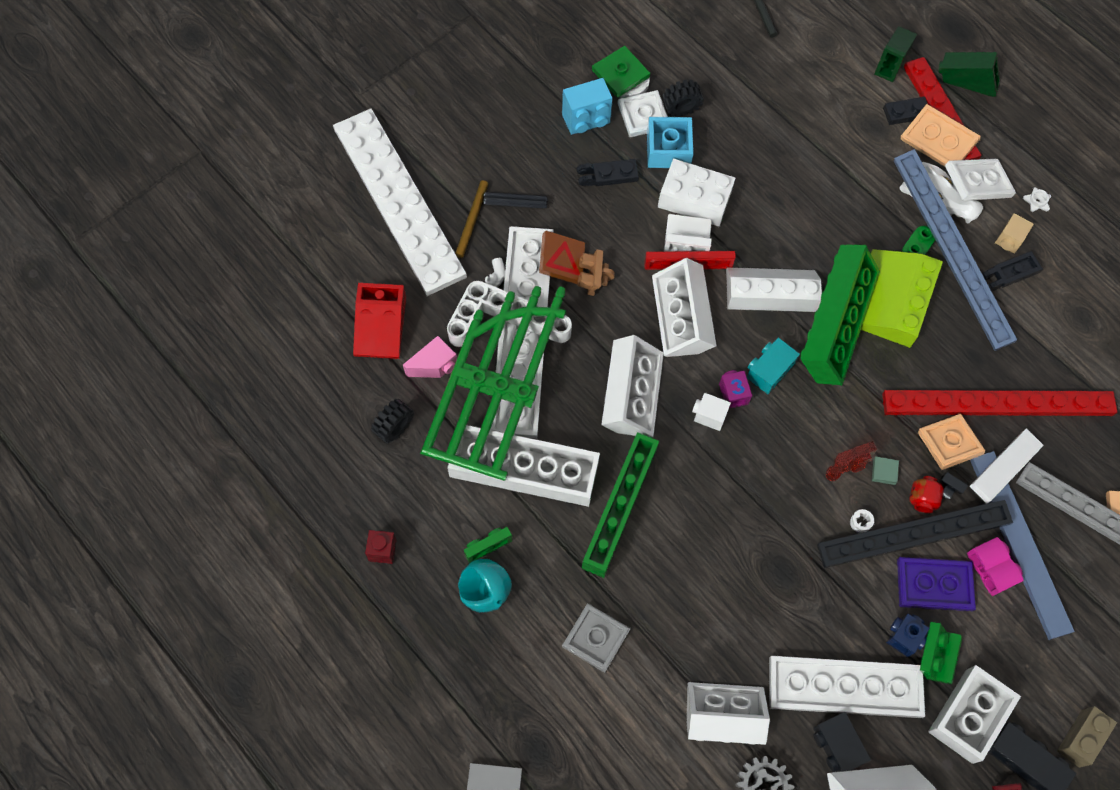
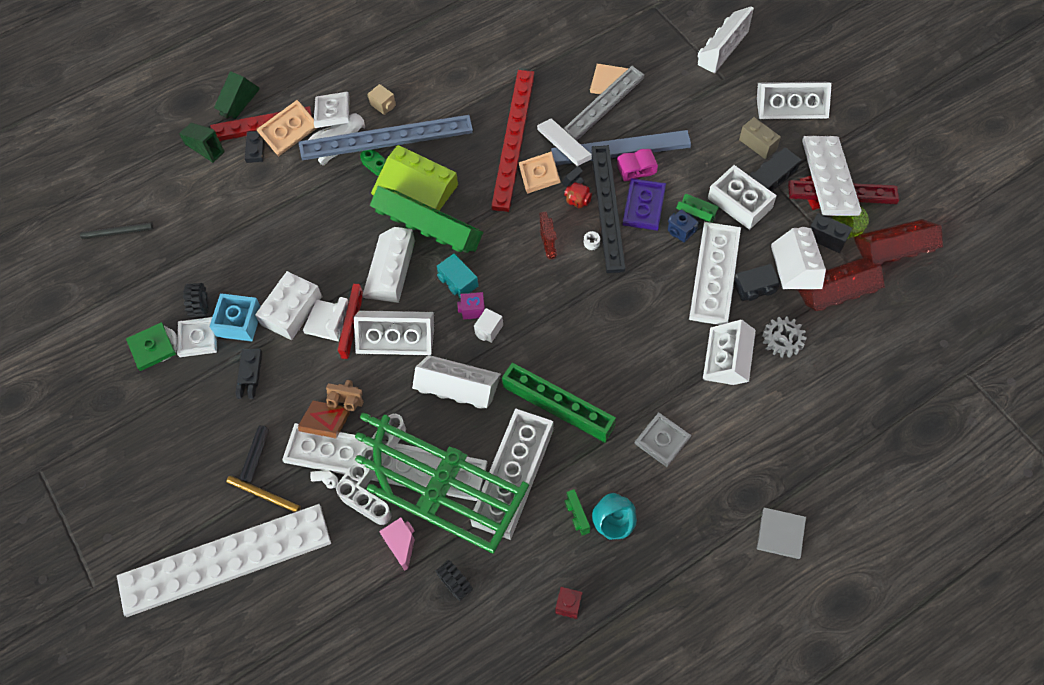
camera: 75 degrees left, 5 degrees down
(379, 320) = (350, 585): red slope -> none
(586, 106) = (180, 377): medium azure brick -> none
(885, 470) = (557, 217): sand green tile -> none
(1013, 270) = (411, 105): black hinge -> none
(1042, 196) = (359, 81): white plate -> none

